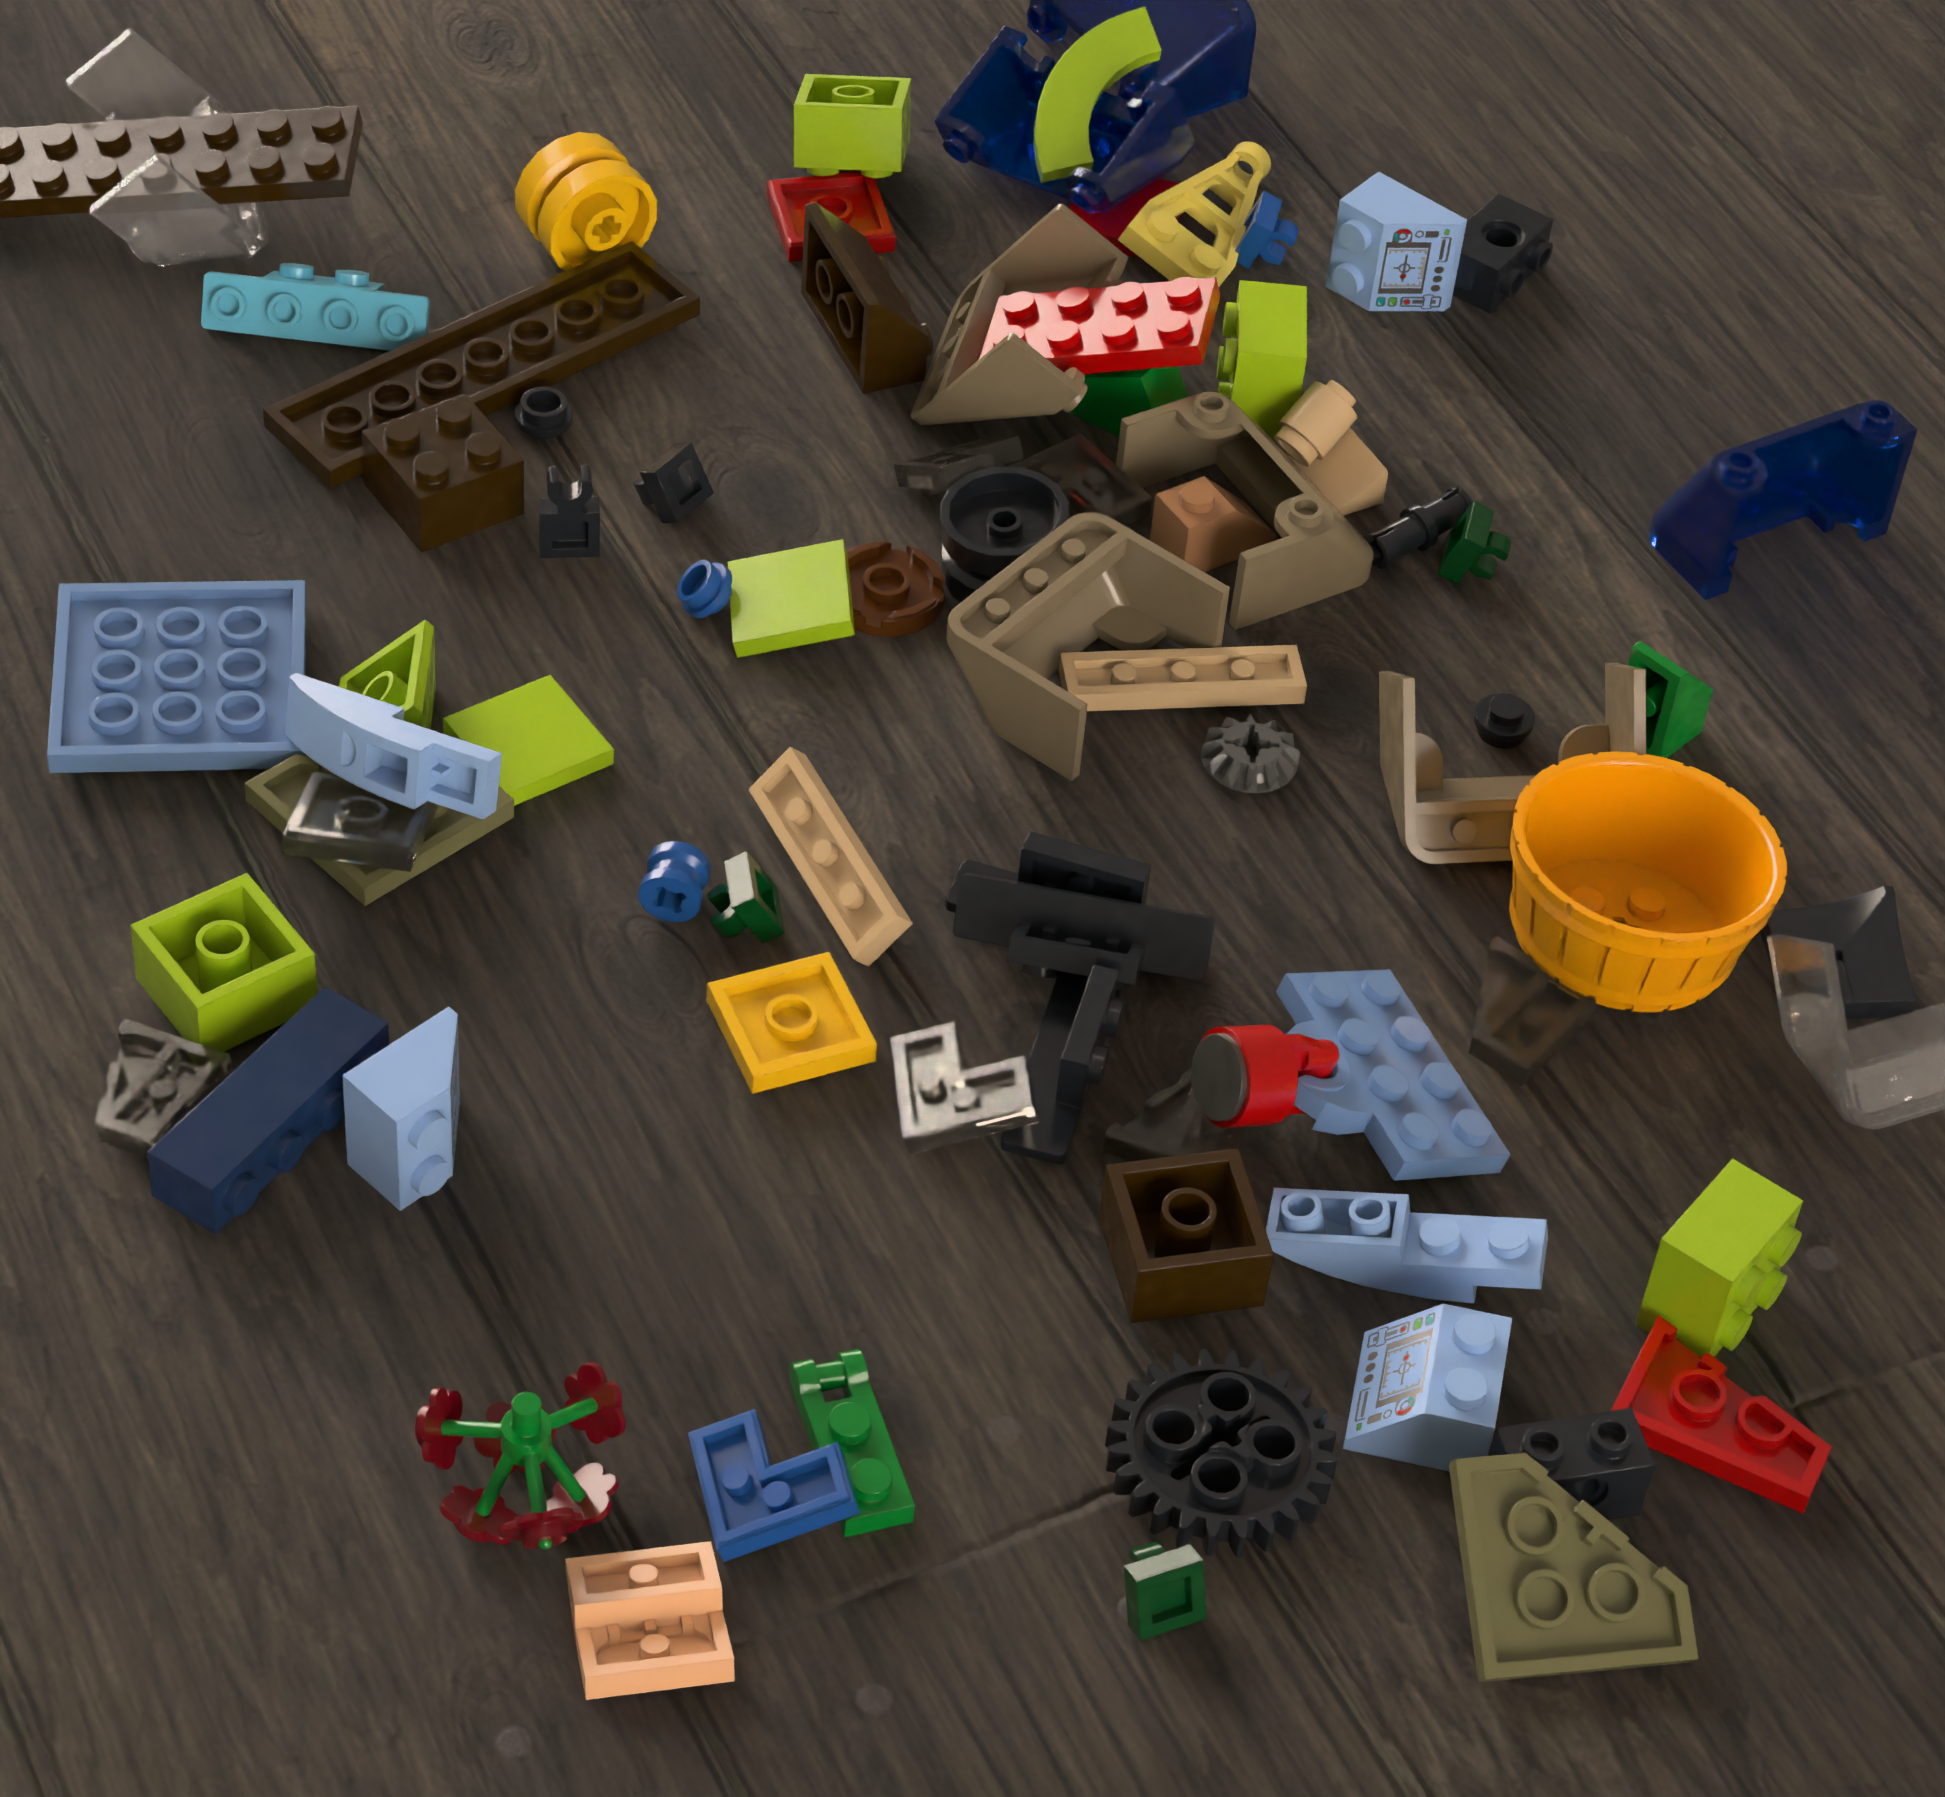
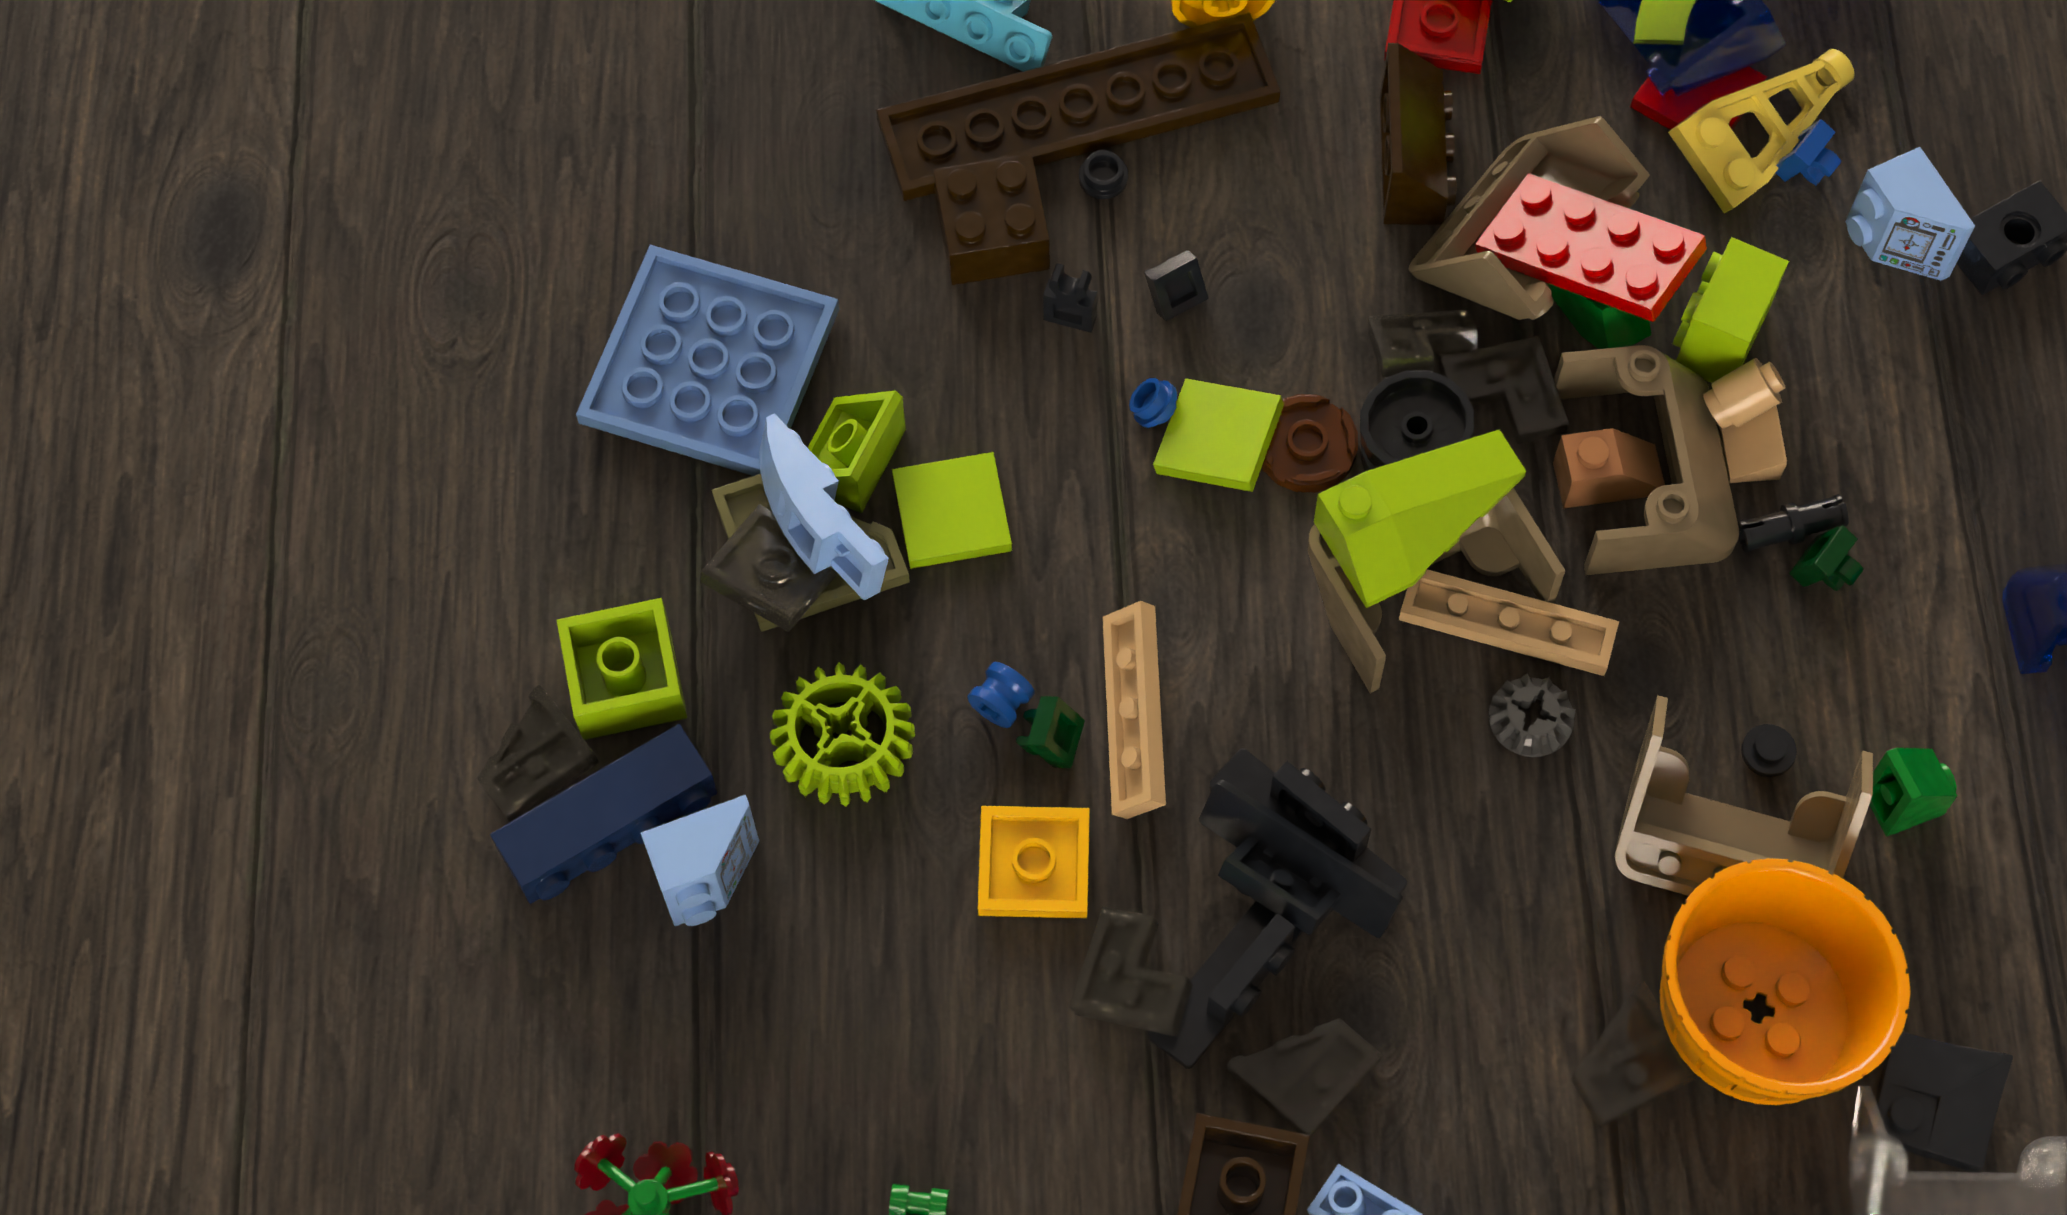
camera: 30 degrees right, 20 degrees up
(513, 964) = (812, 709): none -> lime gear
(1043, 573) = (1409, 512): none -> lime wedge
(1355, 1067) = (1464, 1077): medium blue plate -> none

